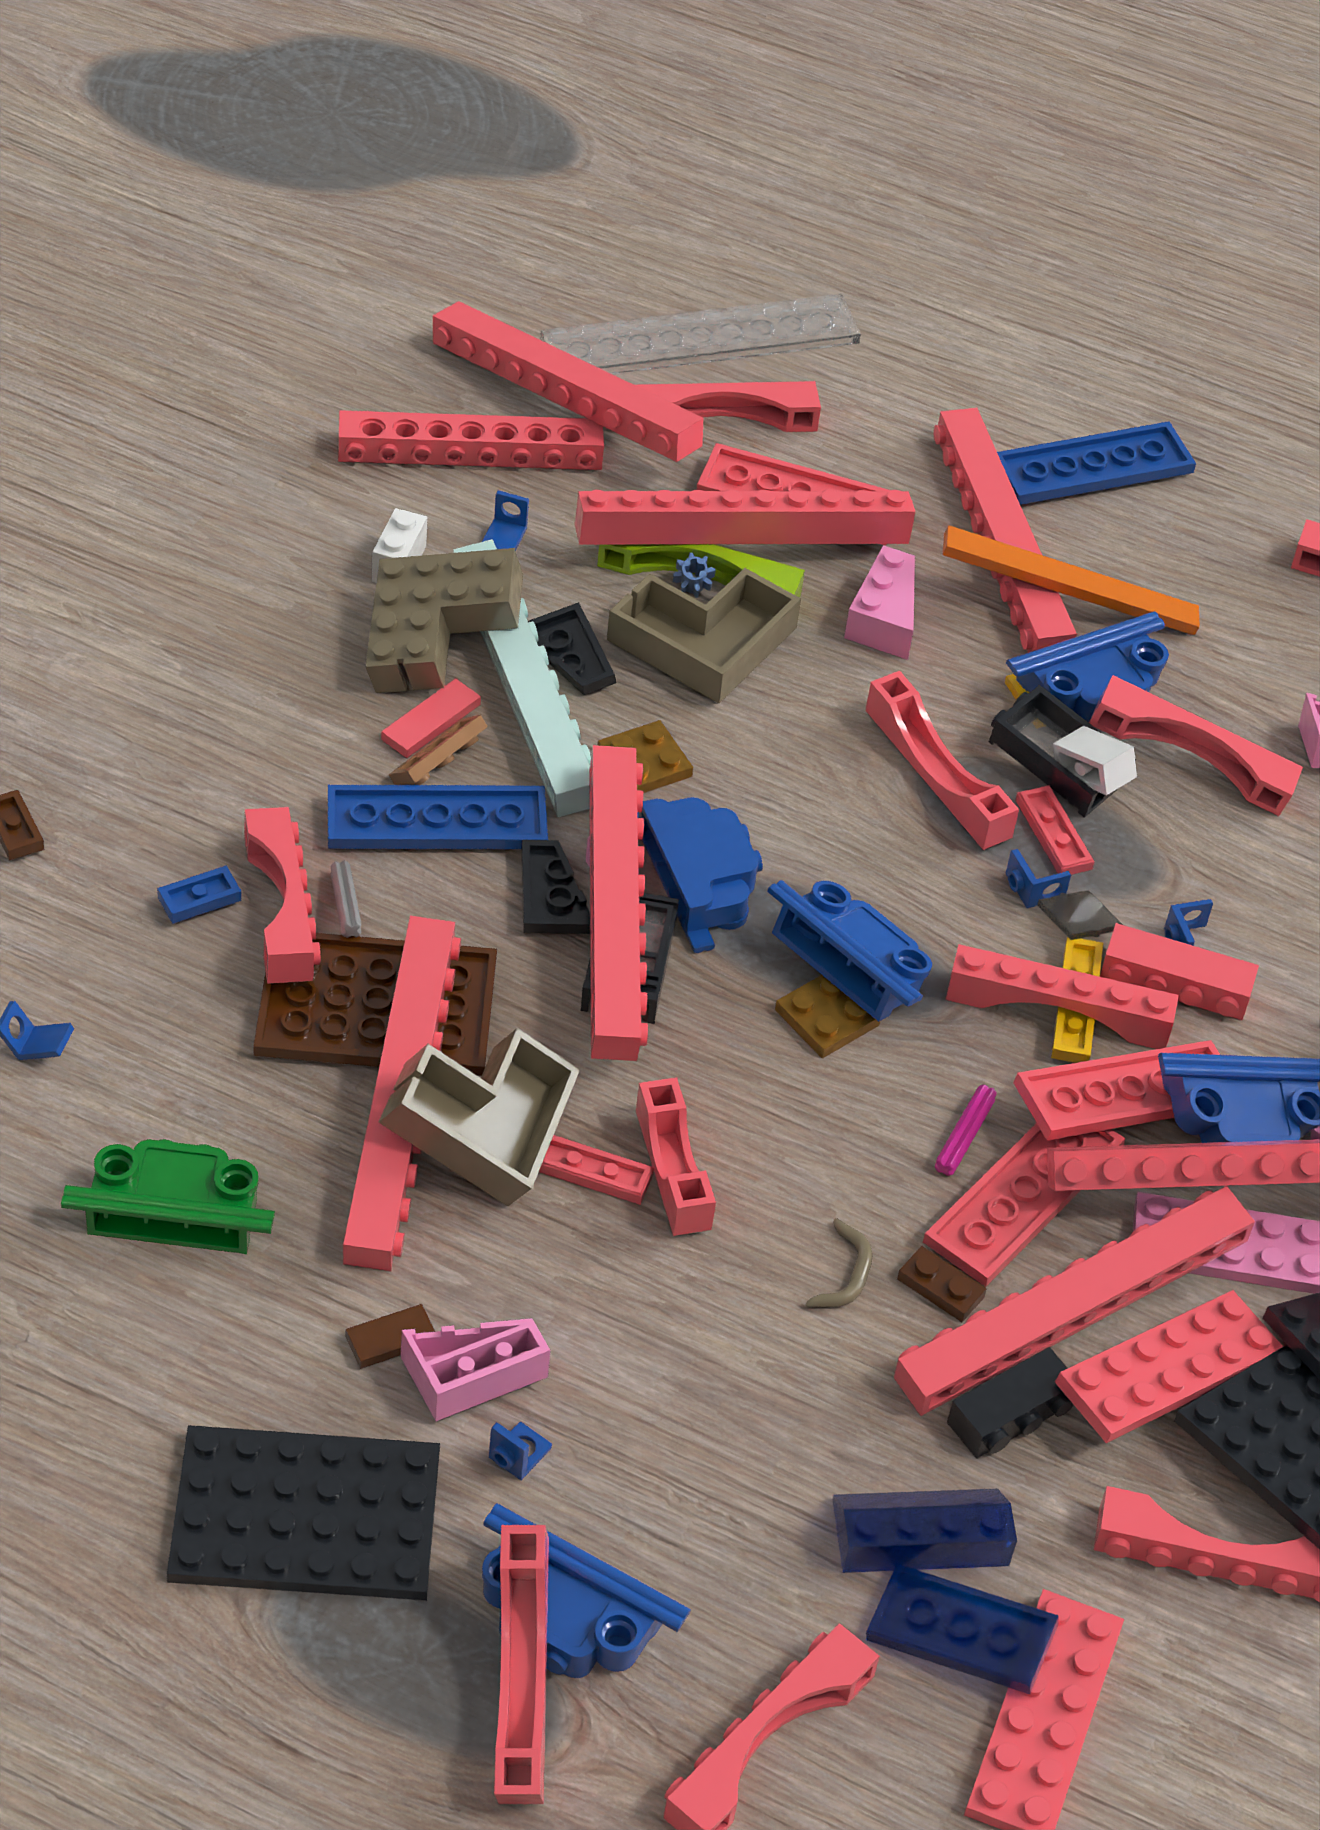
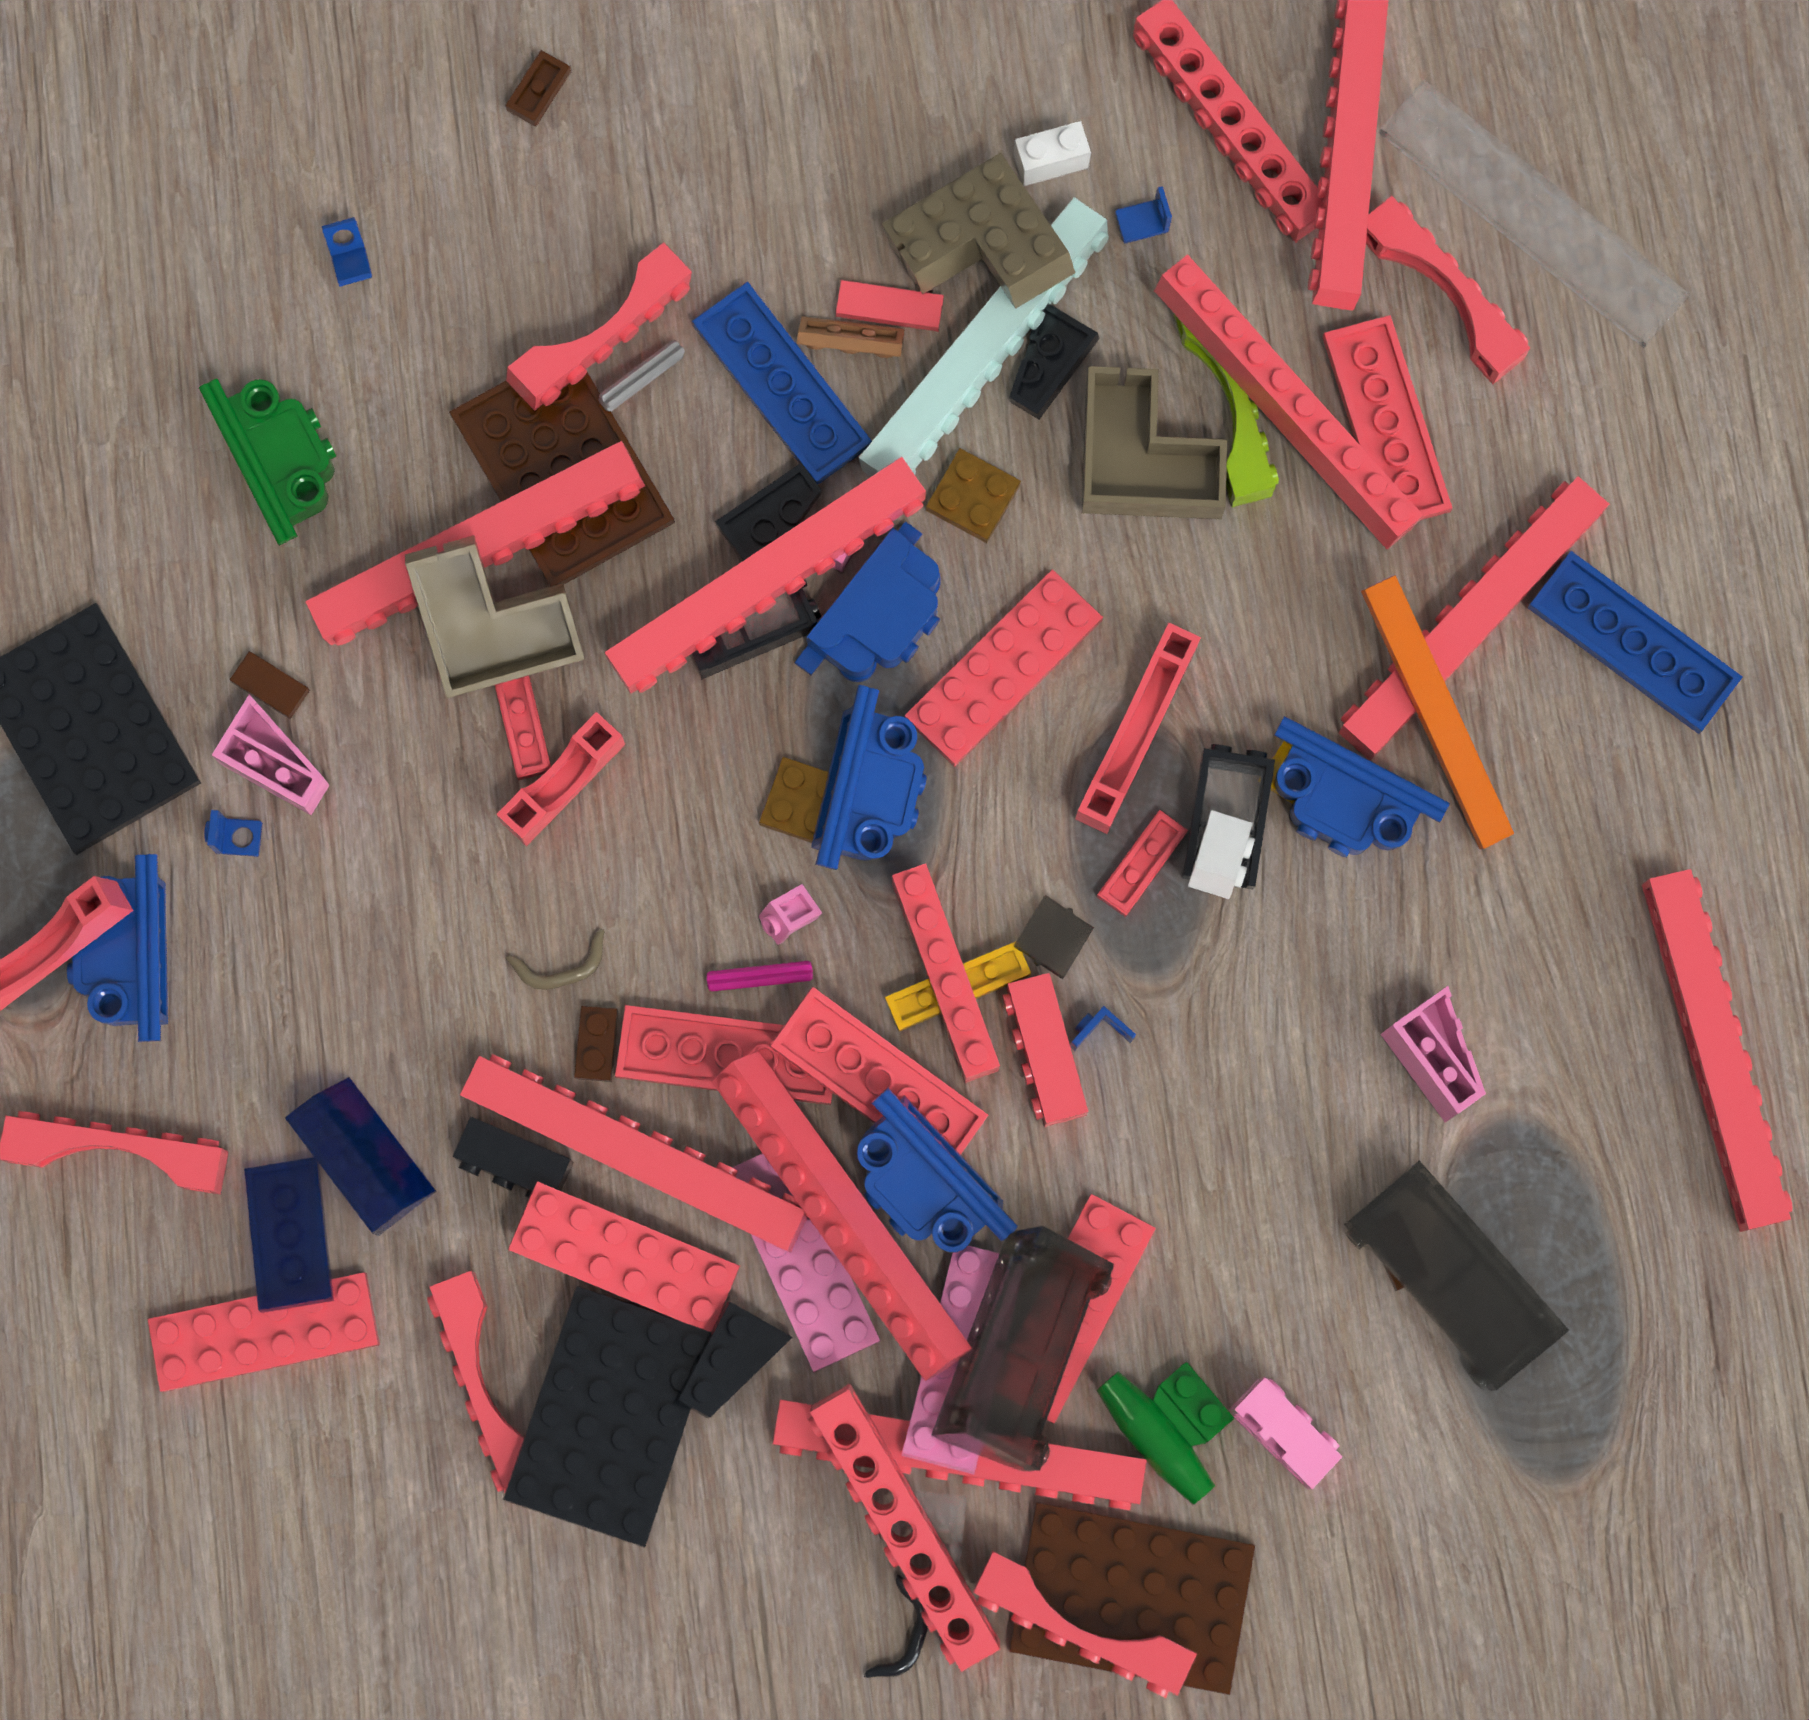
camera: 60 degrees right, 30 degrees up
(199, 894) = (570, 268): blue plate -> none
(702, 572) = (1199, 403): medium blue gear -> none
(812, 816) = (1003, 667): none -> coral plate
(885, 605) = (1299, 572): bright pink wedge -> none
(926, 1077) = (789, 913): none -> bright pink bracket
(1027, 886) = (1053, 871): blue bracket -> none
(1257, 772) = (1327, 999): coral arch -> none

